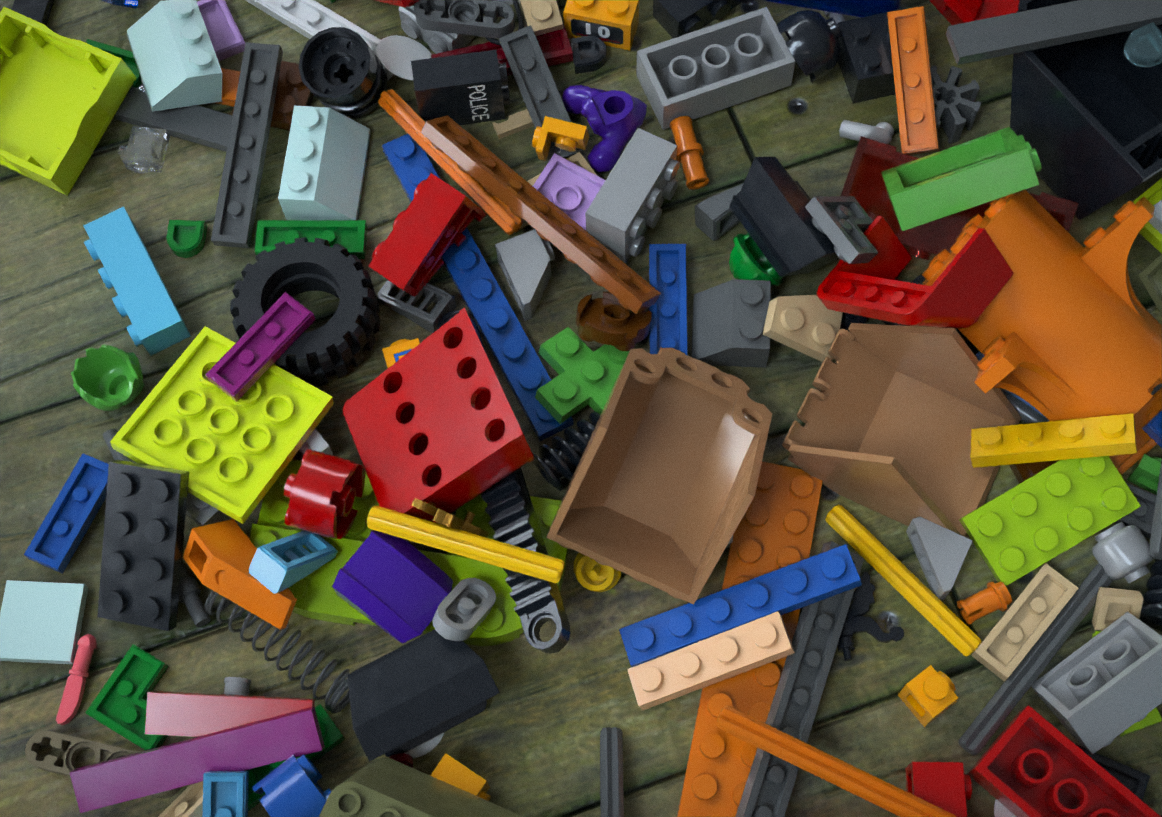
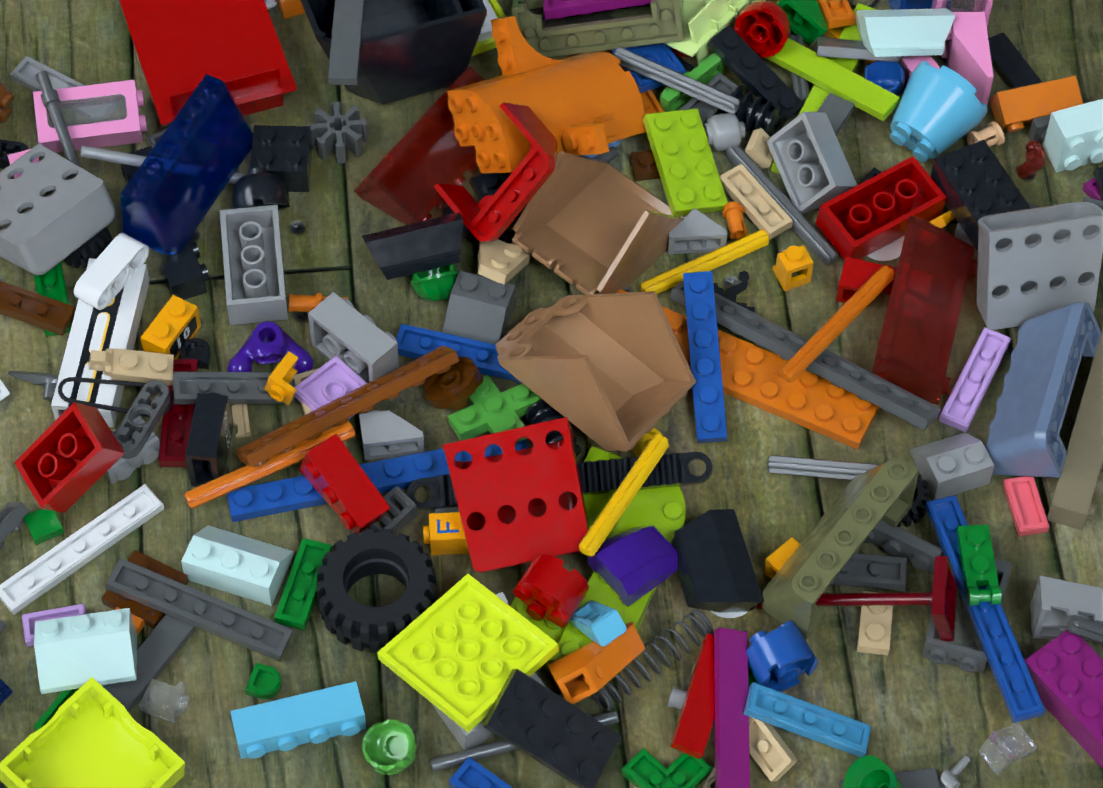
camera: 80 degrees left, 10 degrees down
(260, 347) = (414, 609): magenta tile -> none
(343, 72) = (164, 504): black wheel -> none
(398, 52) = (152, 481): white sticker -> none
(450, 520) = (597, 506): pearl gold piece -> none
(464, 609) = (668, 515): light grey plate -> none
(710, 661) = (738, 385): light nougat plate -> none
(715, 216) = (381, 291): dark grey slope -> none
(844, 225) = (433, 206): dark grey plate -> none
(853, 130) = (347, 181): light grey arm -> none
(913, 81) = (324, 136): orange tile -> none
(961, 177) = (452, 124): bright green window -> none
(1053, 440) = (638, 140): yellow plate -> none

